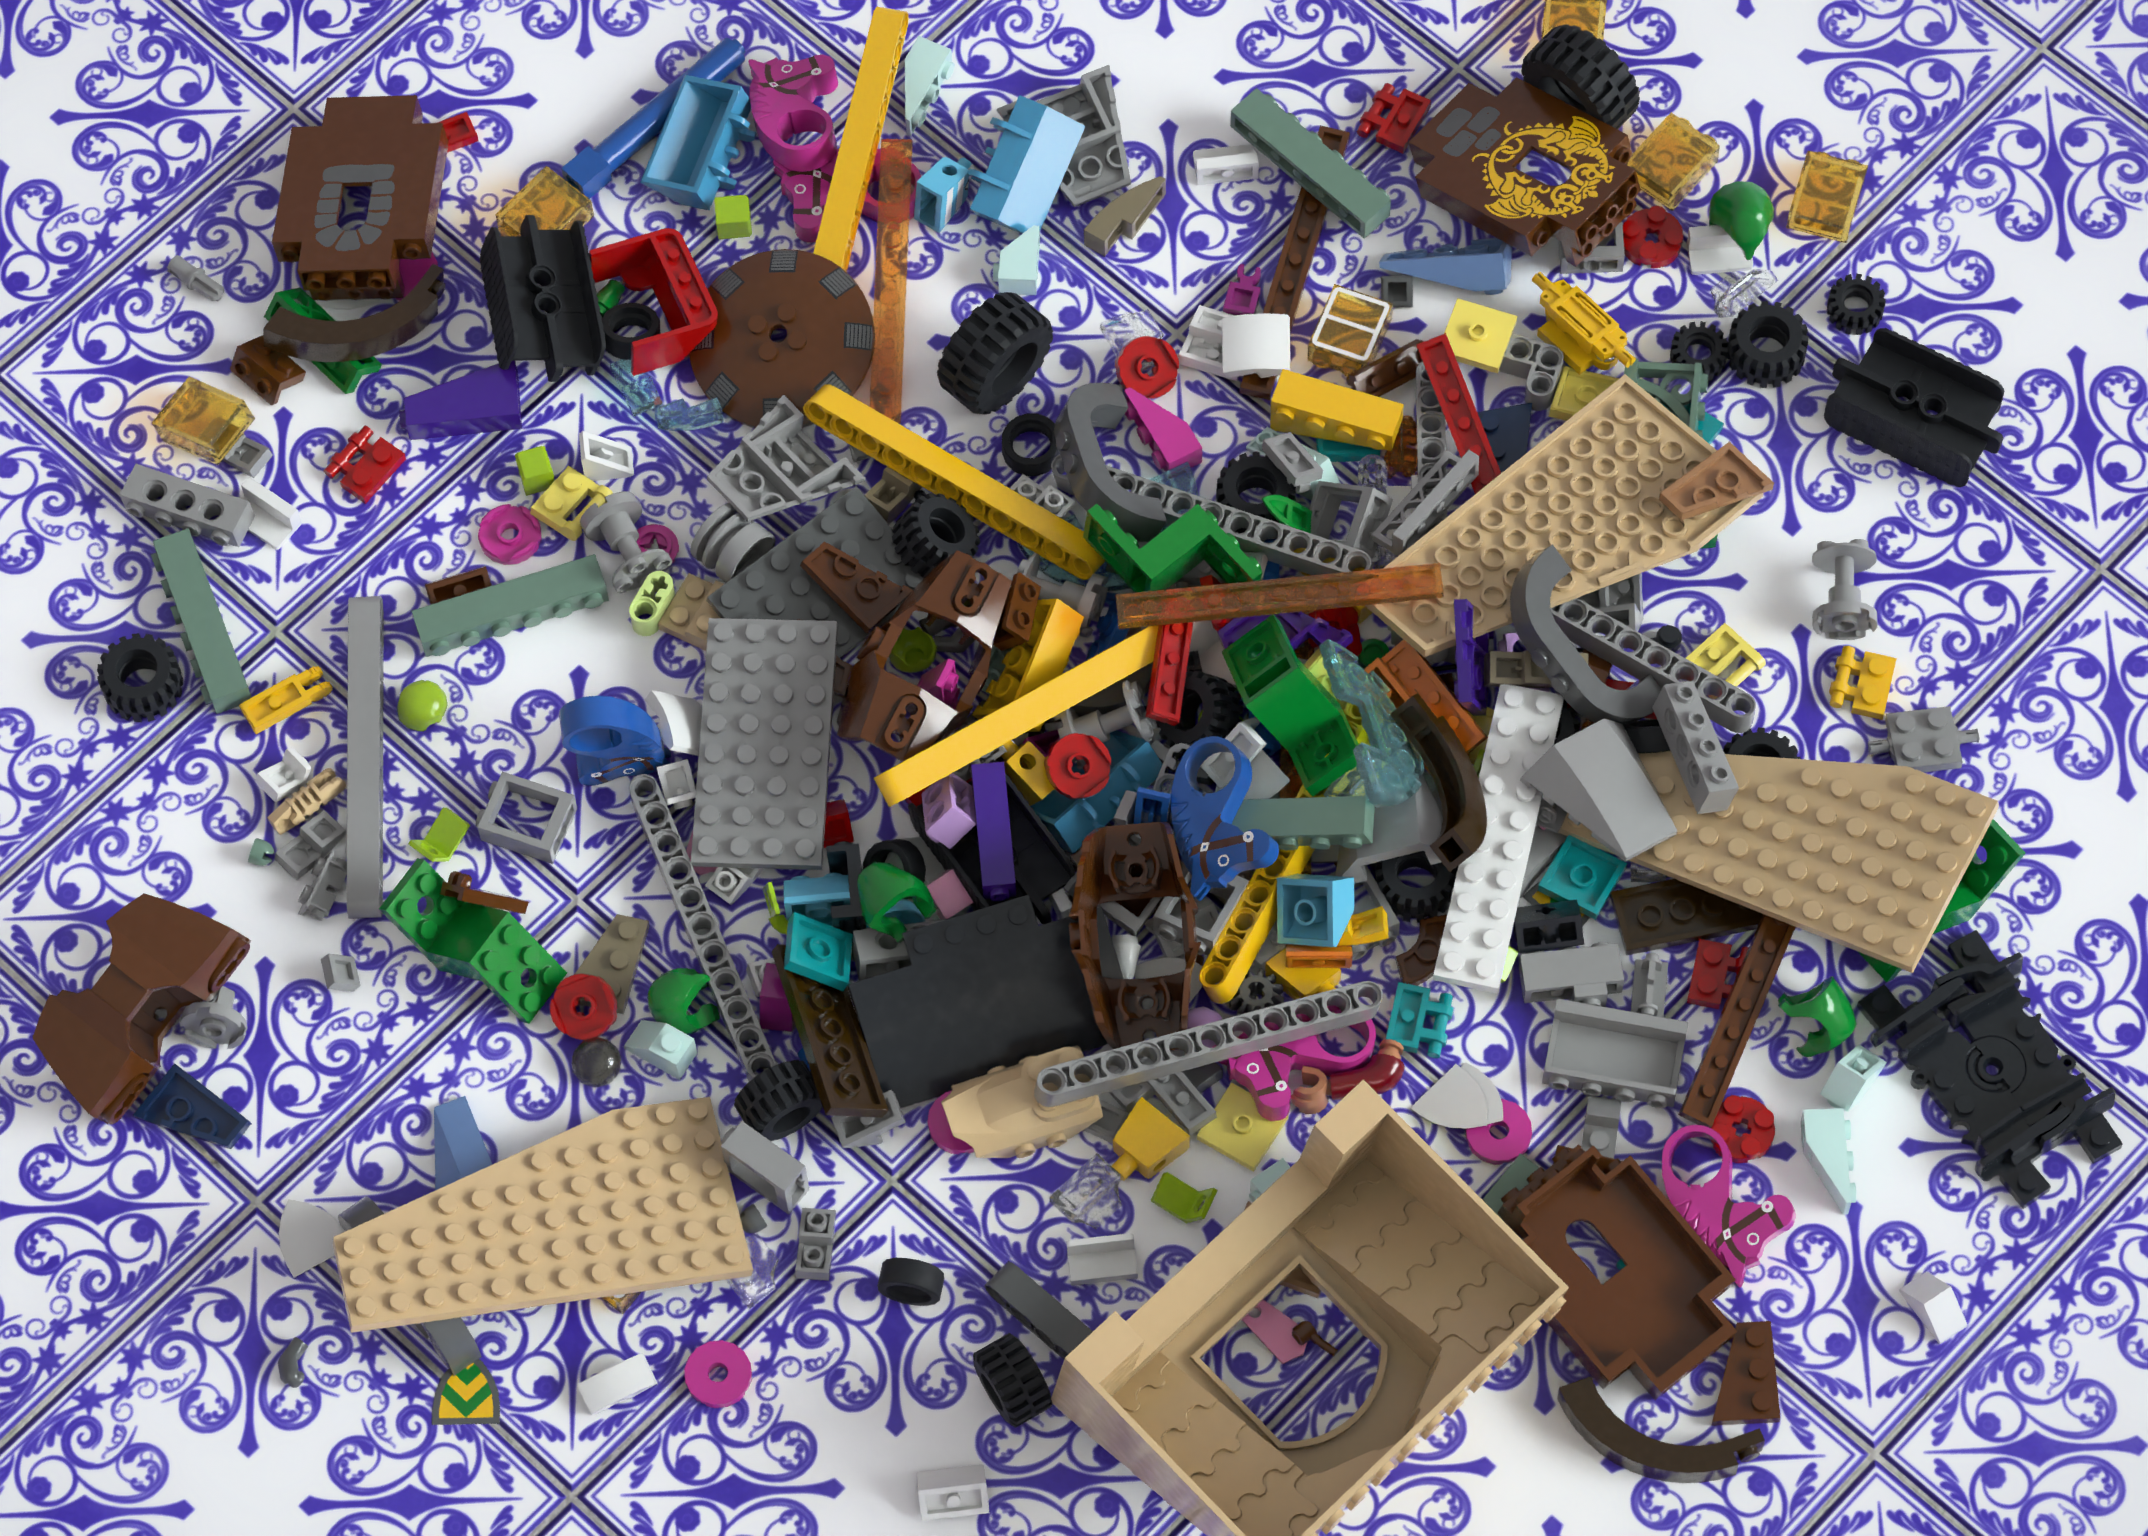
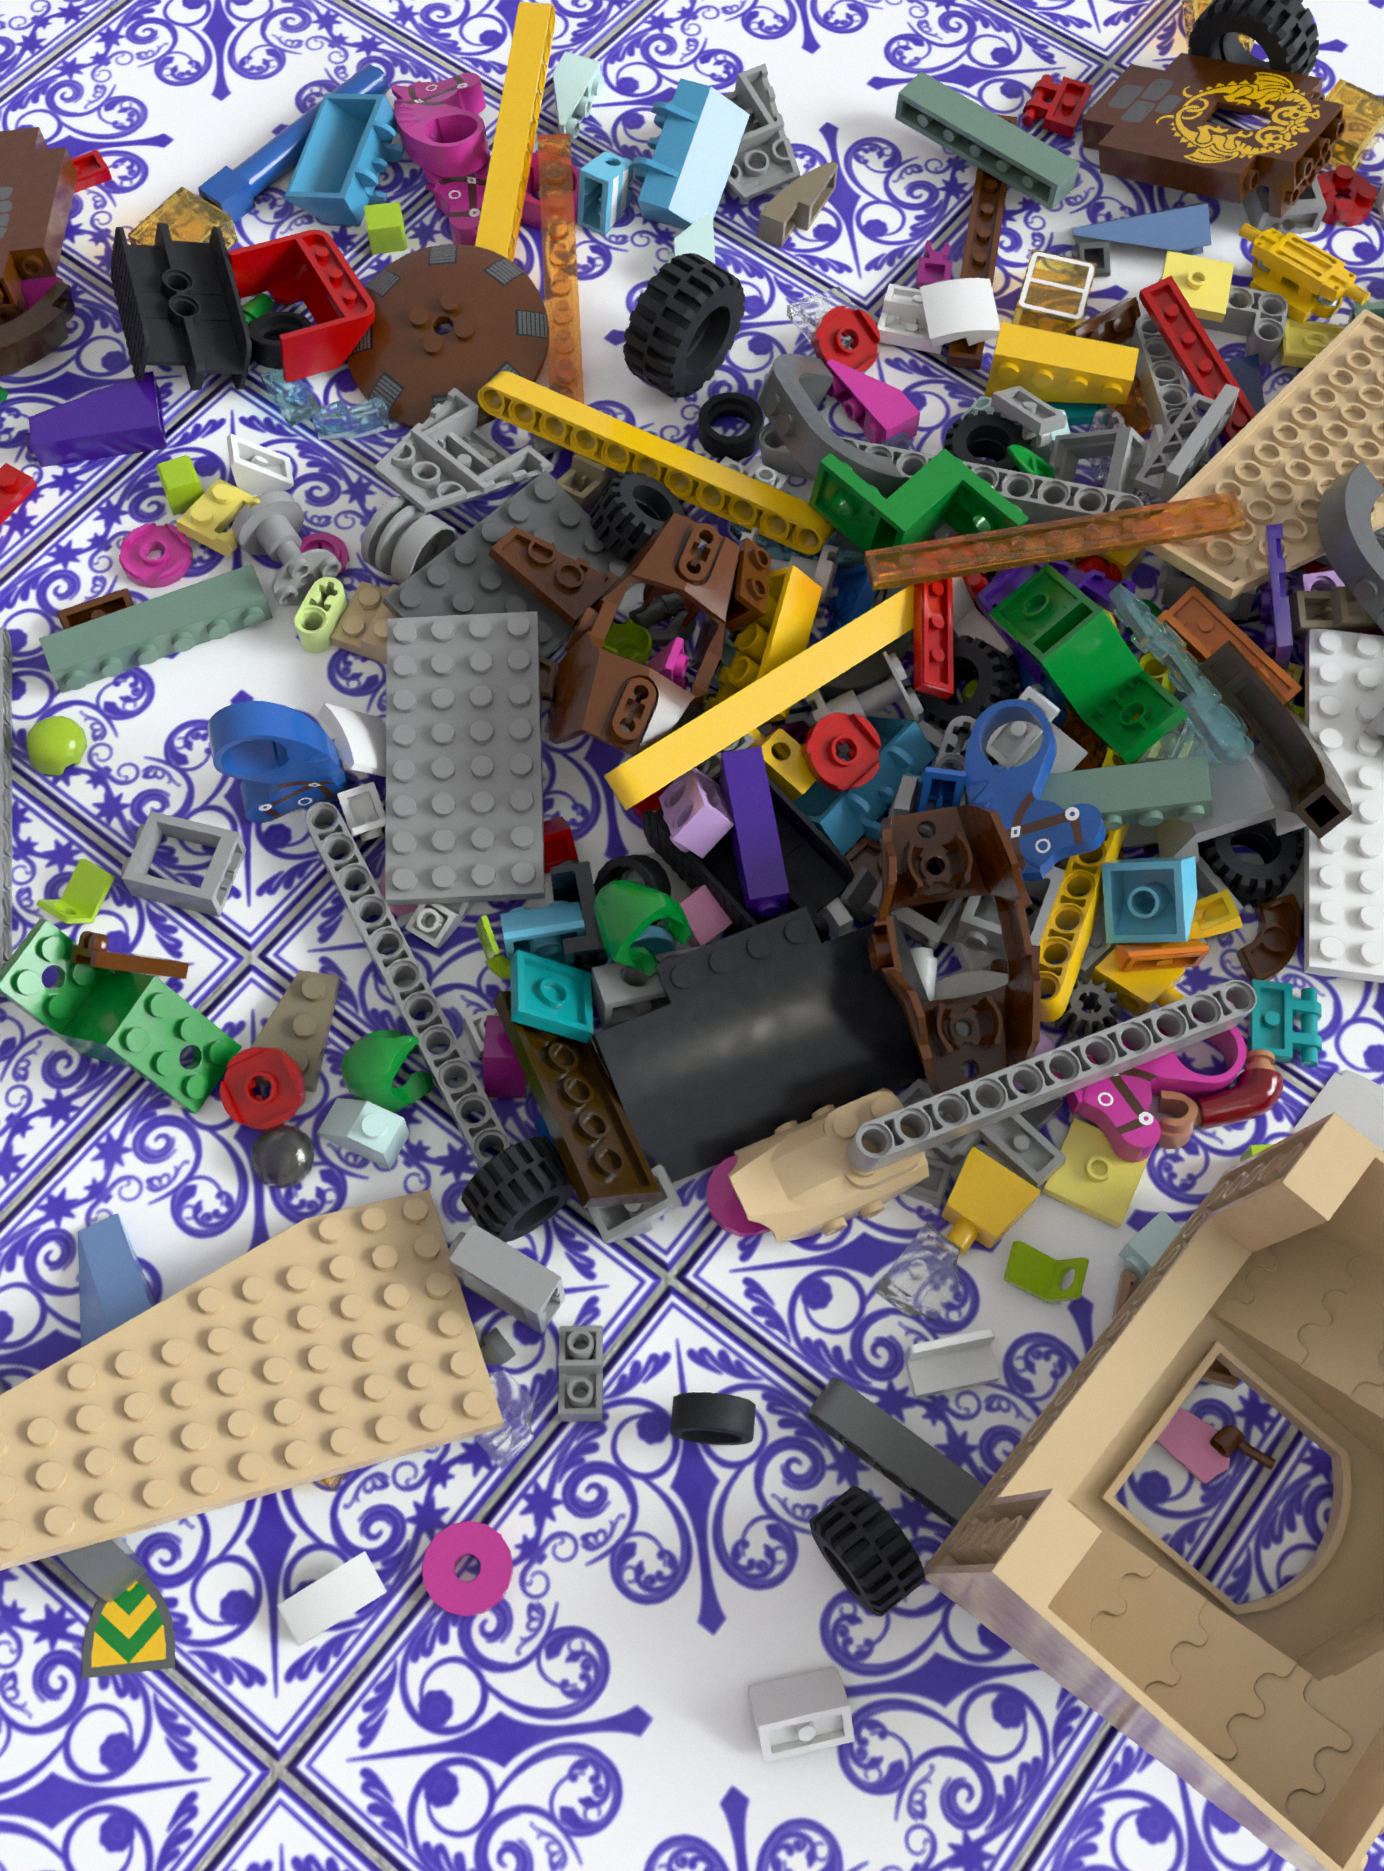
camera: 10 degrees left, 0 degrees up
(1226, 164) = (895, 156): white panel -> none

